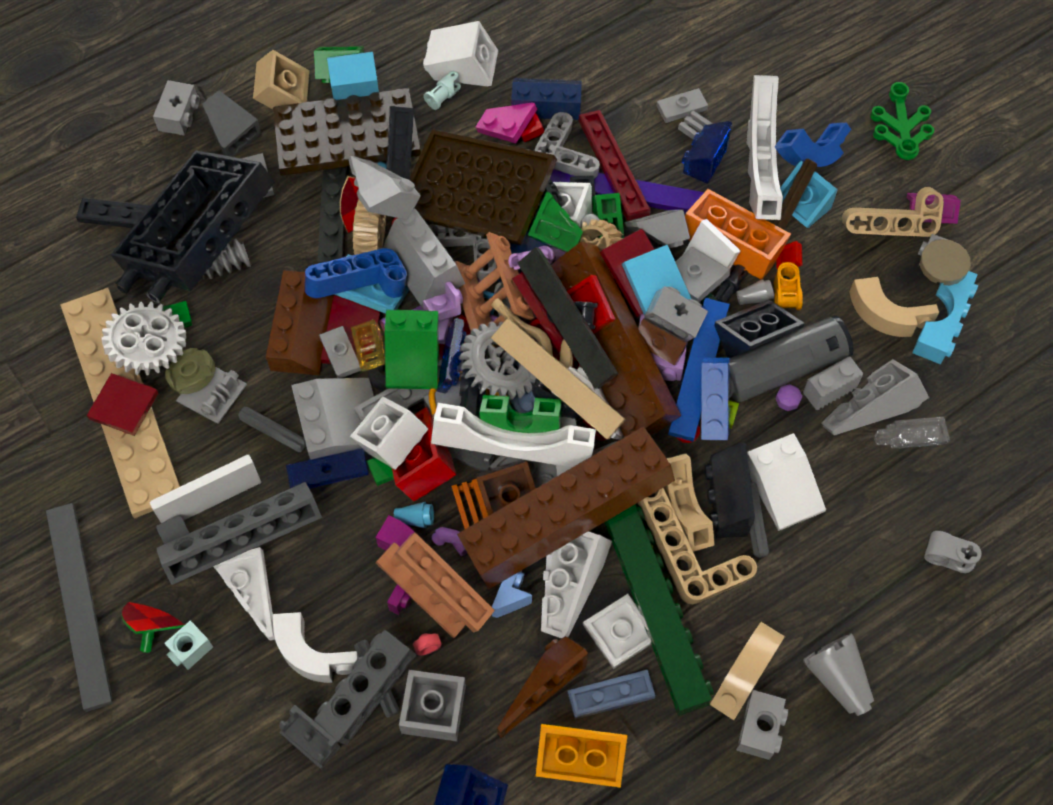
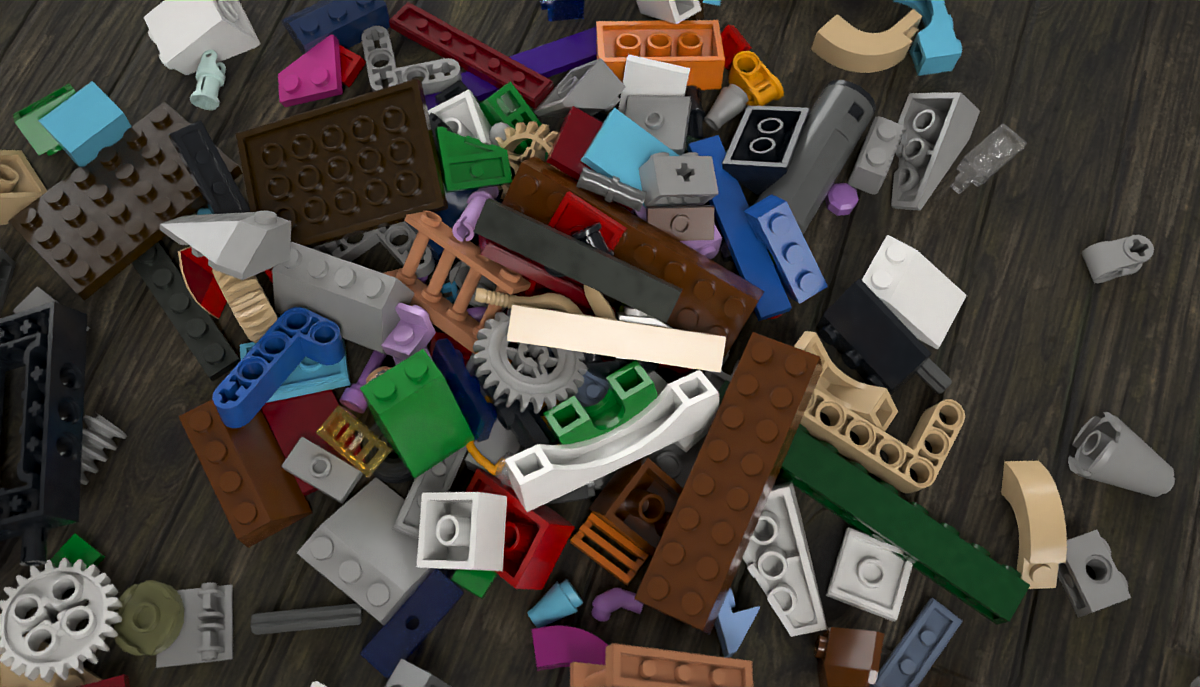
camera: 40 degrees left, 5 degrees up
(627, 292) = (611, 189): none -> dark grey pin

